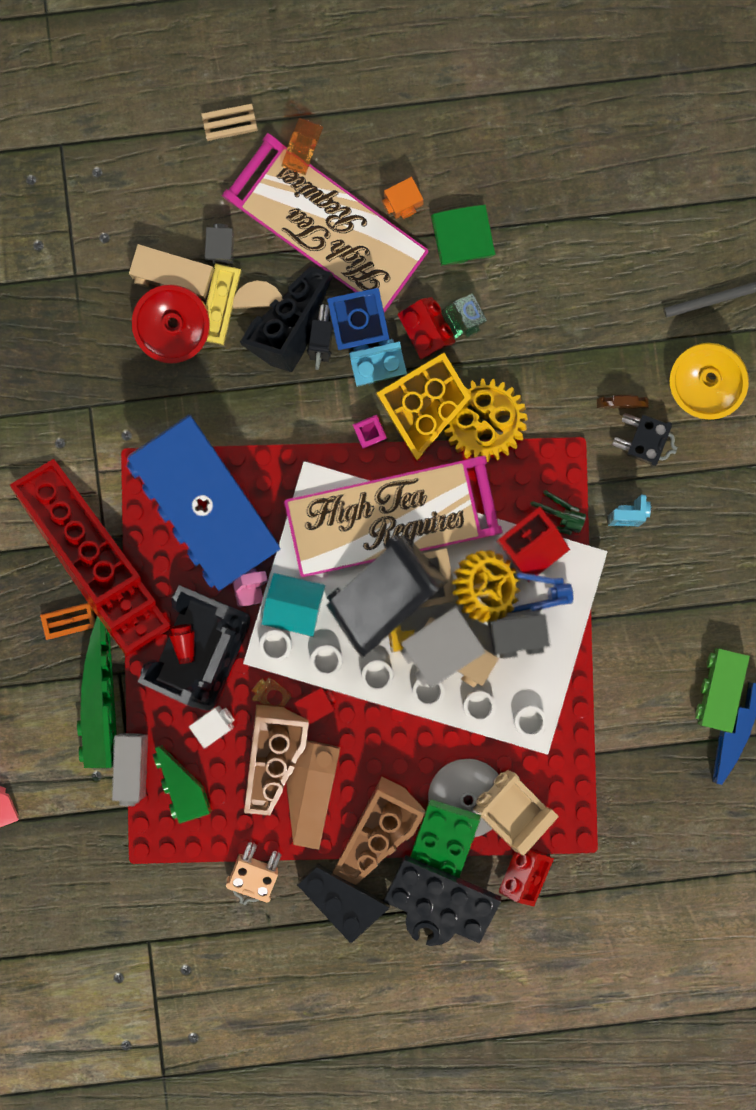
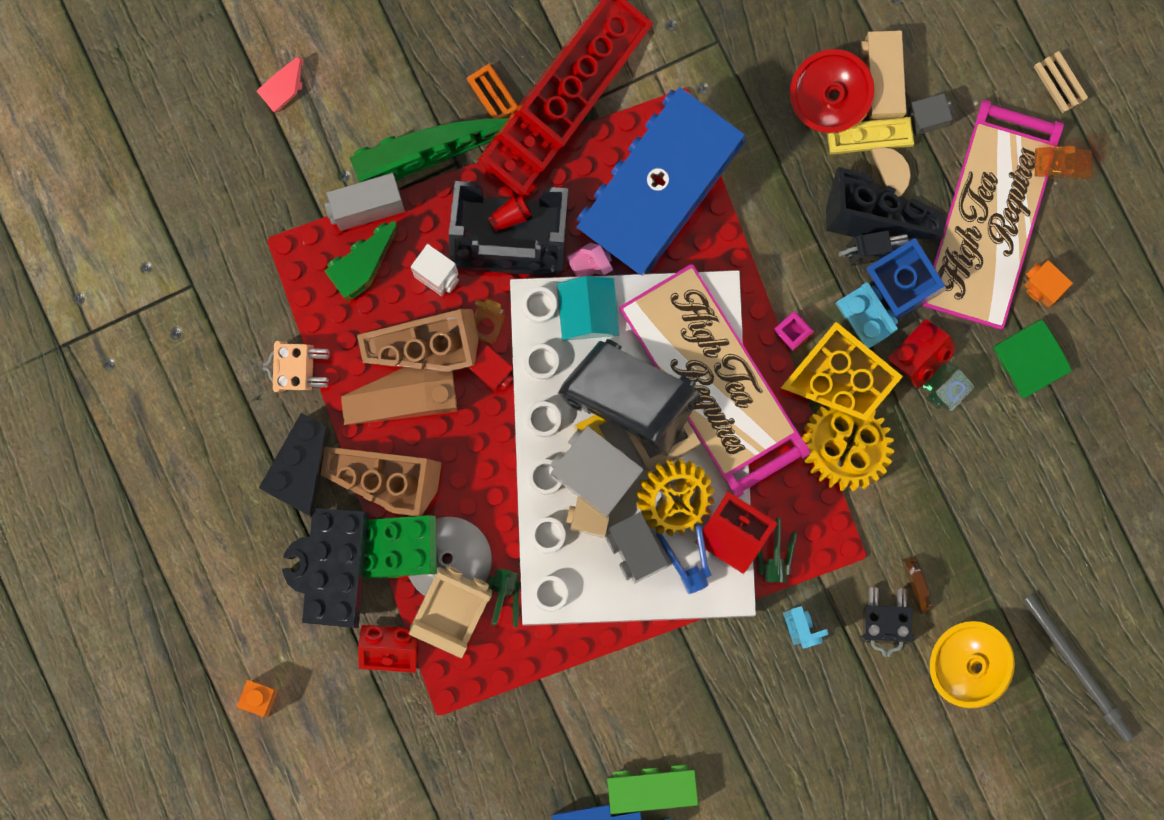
camera: 65 degrees right, 5 degrees down
(506, 757) = (505, 583): none -> dark green plant
(531, 1003) = (257, 698): none -> orange brick

